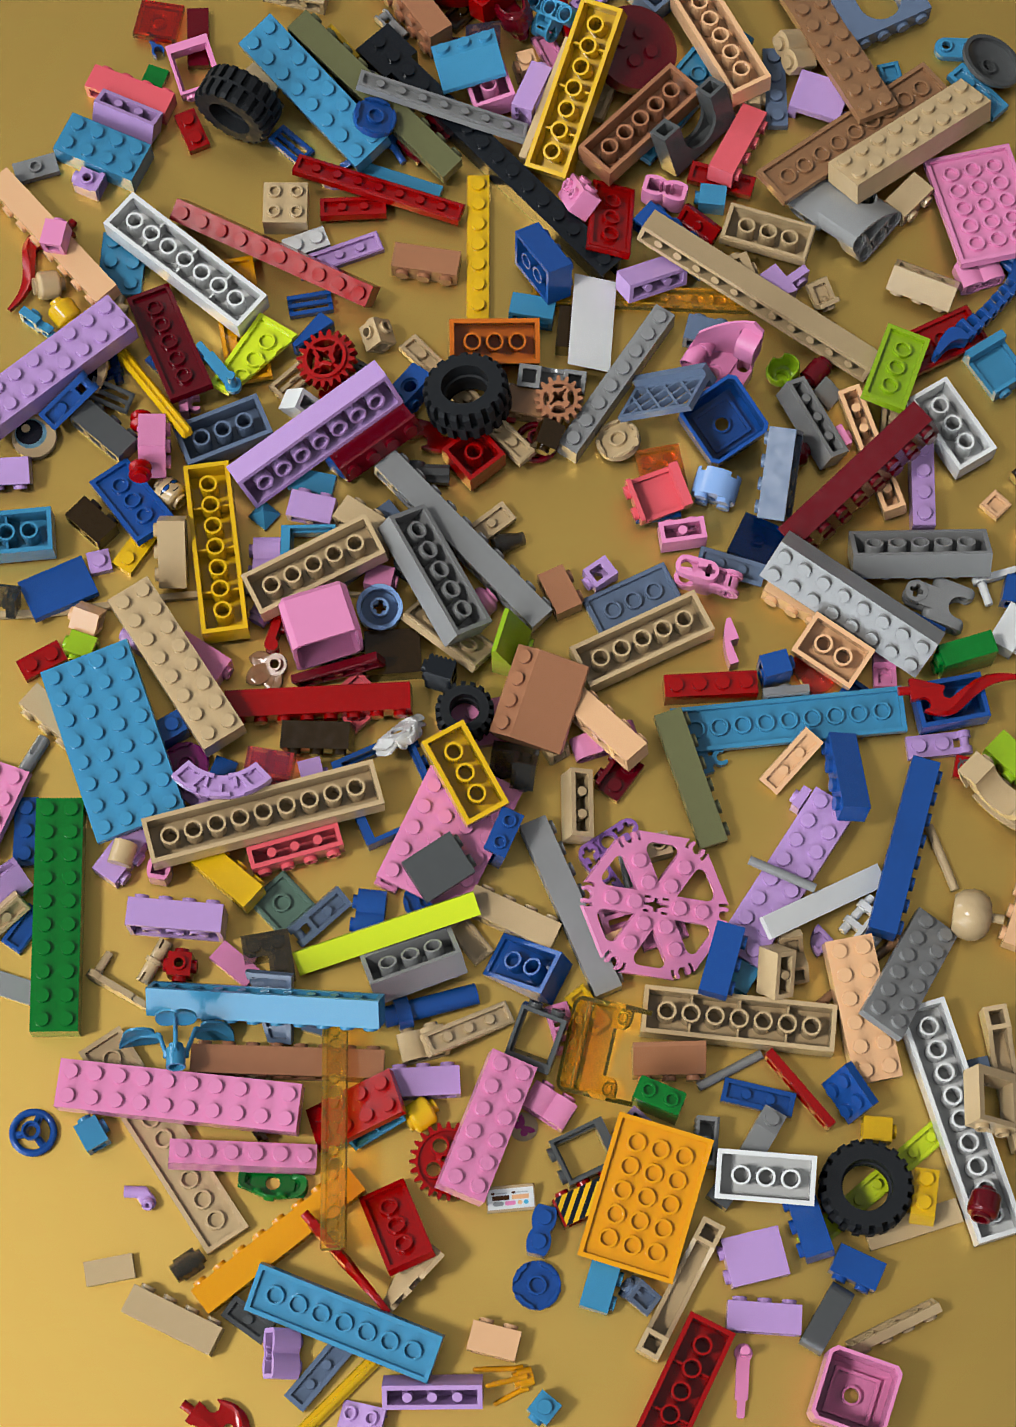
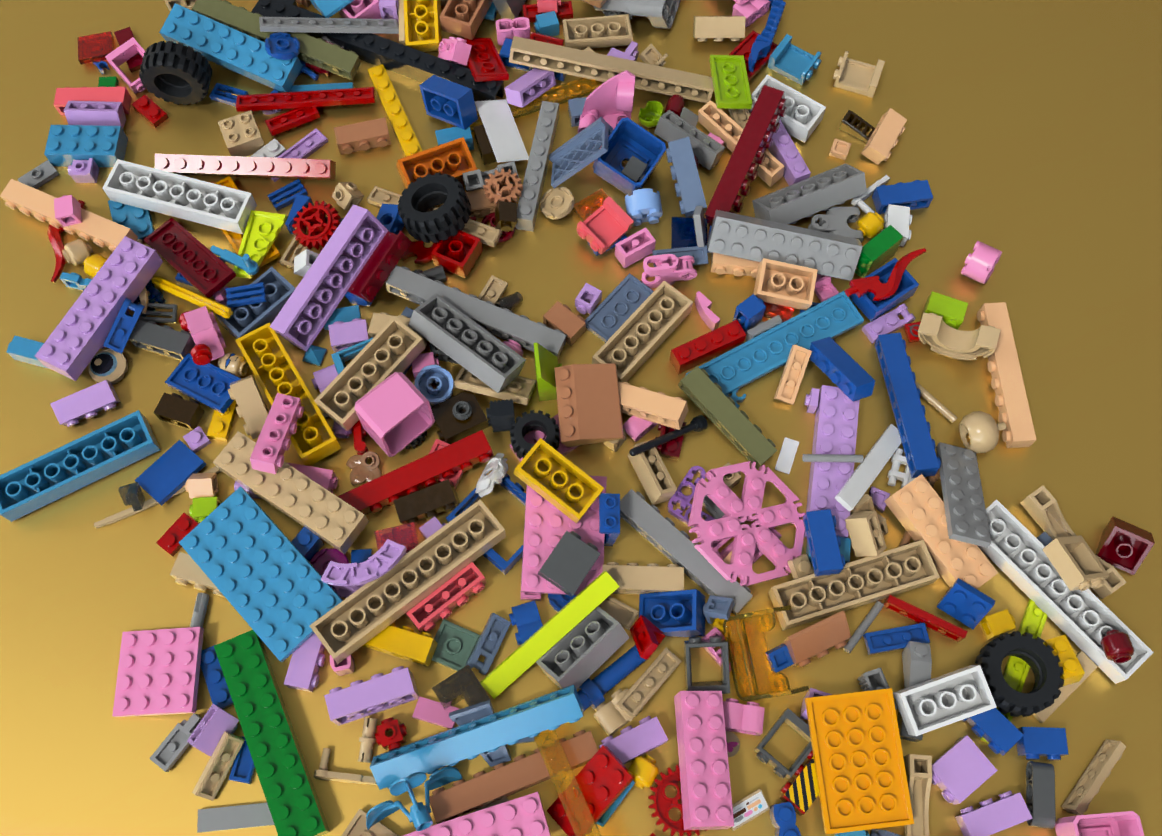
camera: 25 degrees left, 5 degrees down
(122, 853) = (305, 660): tan brick -> none
(186, 596) = (276, 433): none -> bright pink brick
(214, 409) = (246, 292): none -> blue tile
(338, 670) = (422, 443): dark red tile -> none
(398, 643) = (462, 405): none -> dark grey plate
(487, 980) = (646, 636): none -> red slope
(515, 762) = (593, 459): clear smoke brick -> none
(576, 982) = (718, 608): none -> sand blue bracket
(619, 1062) = (779, 658): none -> blue plate
(656, 772) = (697, 424): none -> black piece
(658, 1099) = (827, 674): green panel -> none
(689, 976) = (800, 566): none -> tan plate
(722, 440) = (634, 169): none -> dark grey brick
(741, 849) = (786, 455): none -> white sticker
(766, 540) = (699, 224): none -> light grey tile
(978, 617) = (870, 224): none -> yellow head

